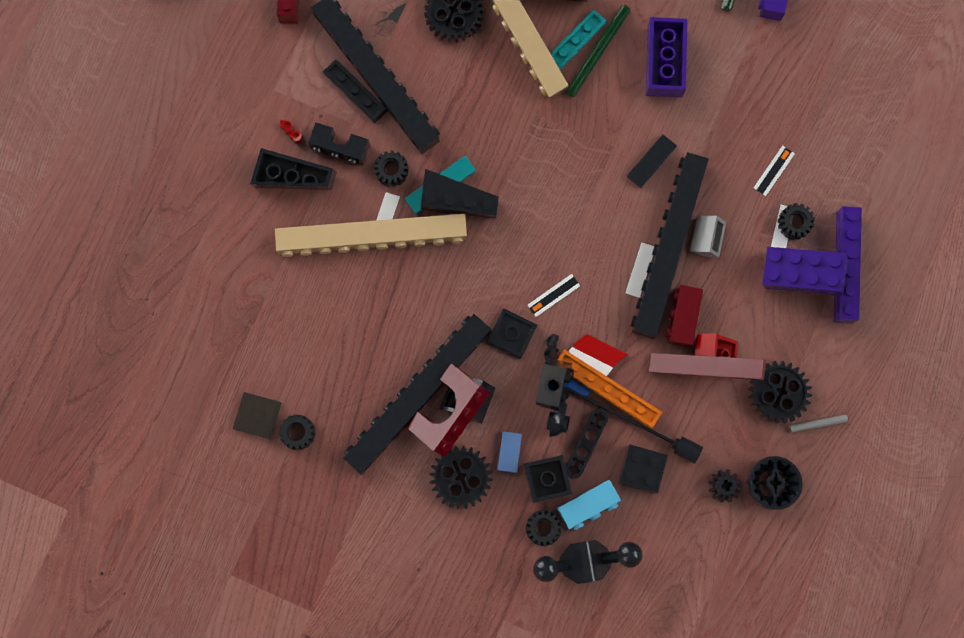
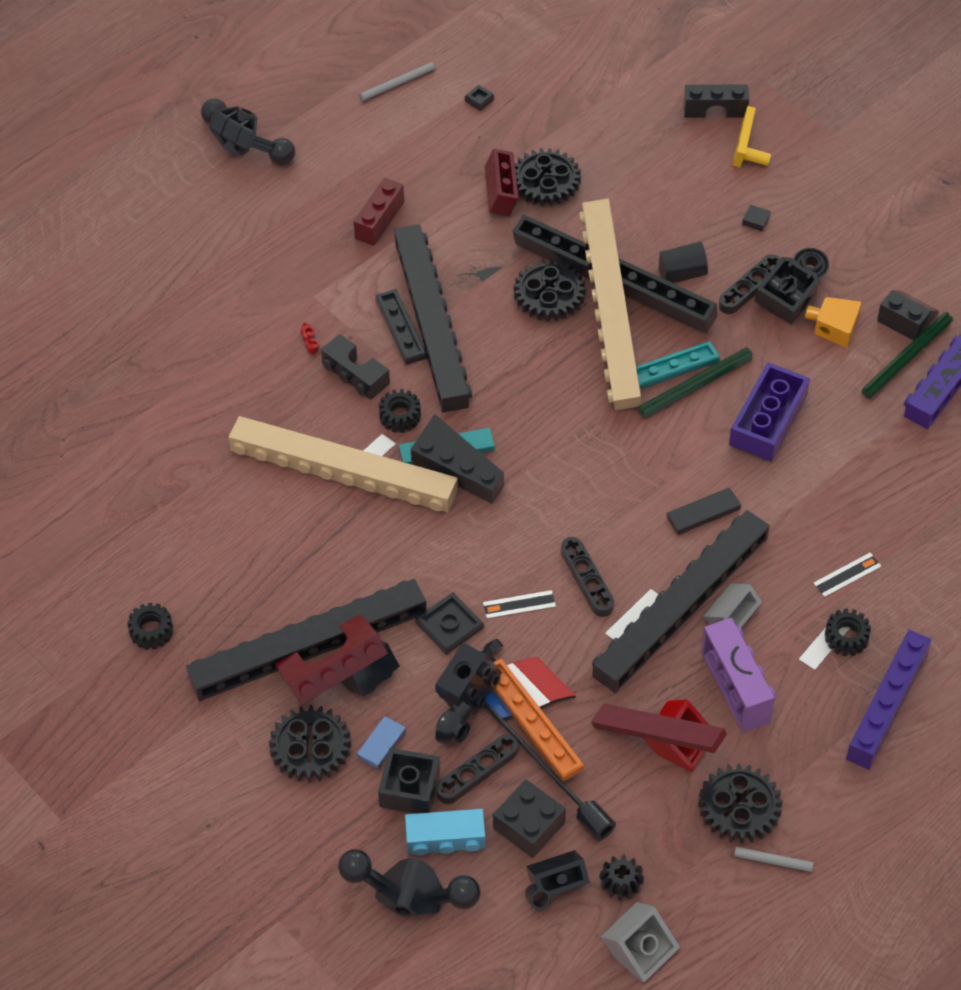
camera: 25 degrees right, 25 degrees down
(257, 415) = (115, 594): clear smoke tile -> none
(287, 172) = (286, 372): black wedge -> none
(555, 528) = (378, 822): black tyre -> none
(595, 250) = (587, 576): none -> black beam
(681, 508) = (554, 877): none -> black hinge
(684, 316) = (662, 678): dark red brick -> none
(739, 294) = (738, 674): none -> medium lavender brick
(757, 528) = (640, 941): none -> light grey slope
(775, 465) = (685, 878): black gear -> none
(805, 271) = (830, 678): dark purple brick -> none

